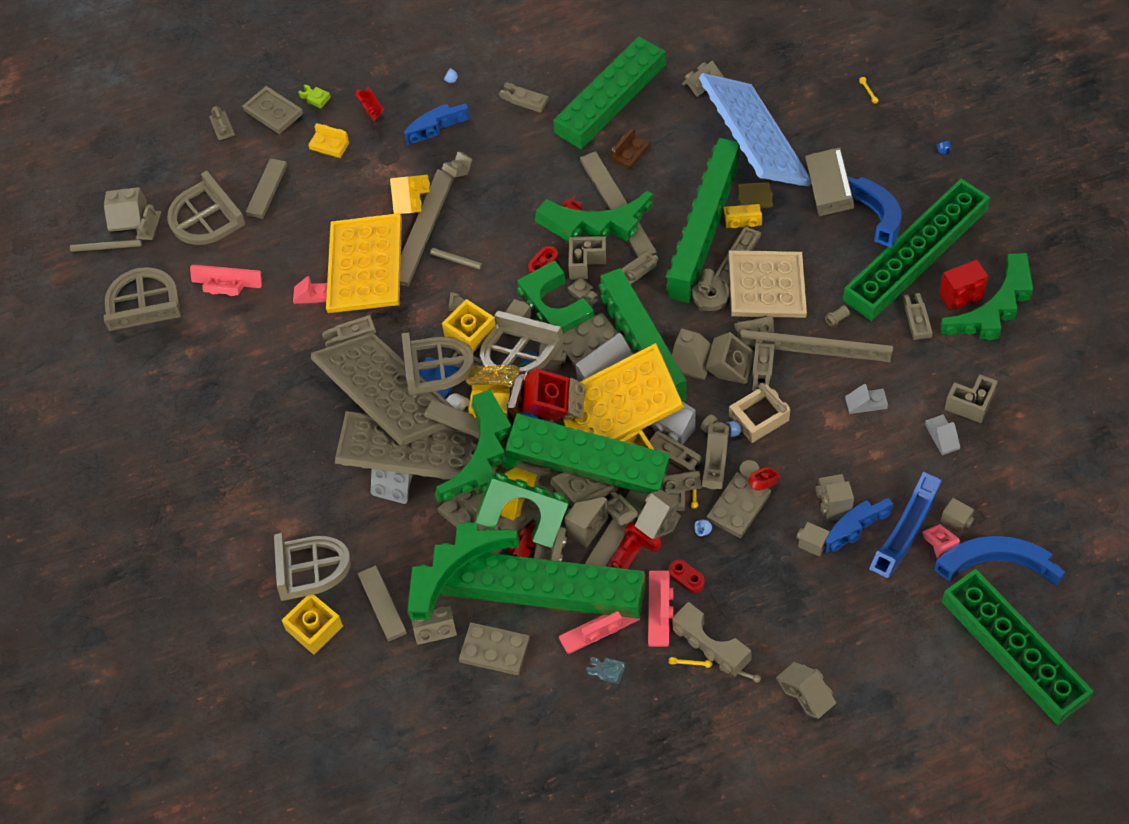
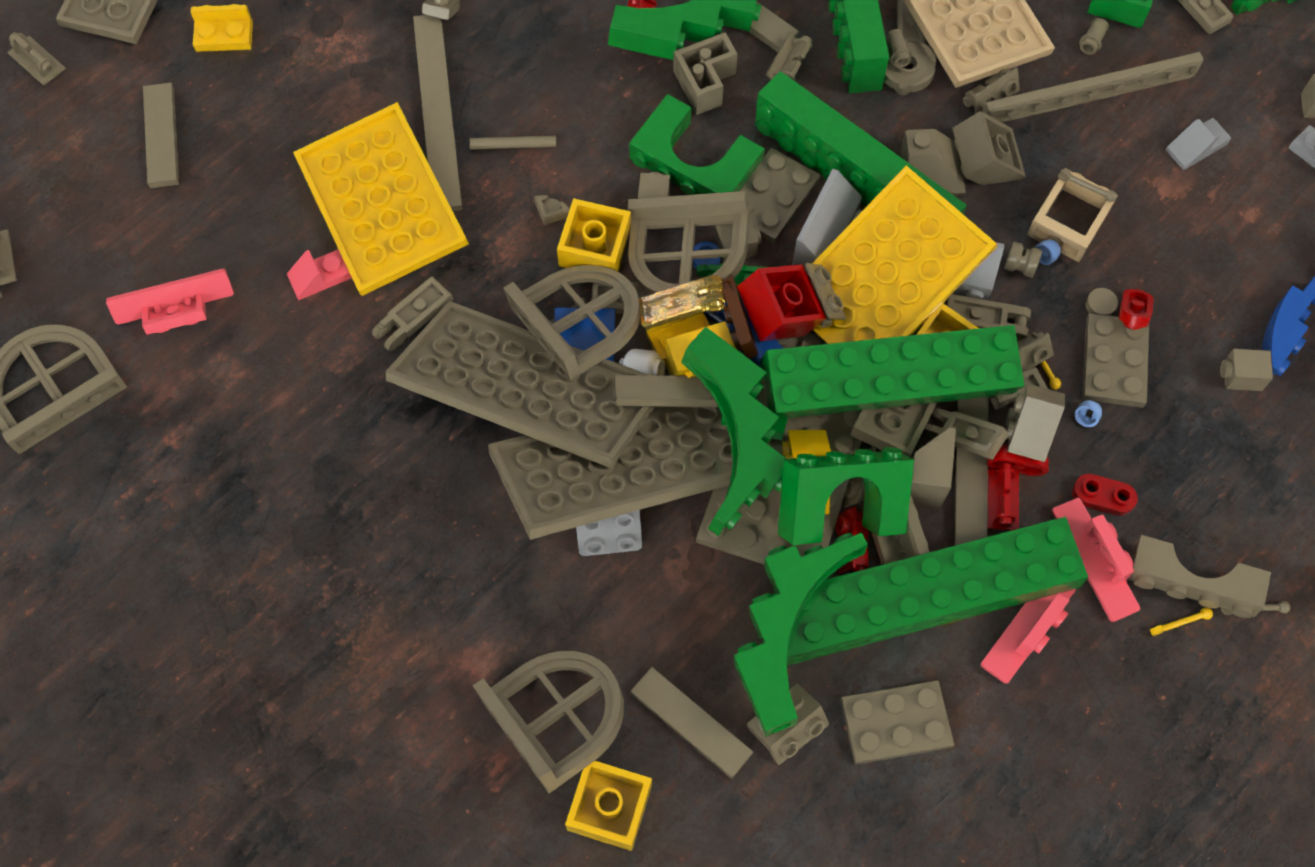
camera: 30 degrees left, 10 degrees up
(221, 202) = (101, 181): dark tan window -> none
(407, 193) = (392, 67): yellow brick -> none
(541, 258) = (643, 103): red plate -> none
(581, 289) = (724, 124): dark tan plate -> none
(609, 670) = (1081, 683): clear light blue plate -> none
(716, 456) = (1051, 302): dark tan arch -> none
(762, 363) = (1036, 143): dark tan hinge -> none
(835, 497) = (1244, 298): dark tan brick -> none

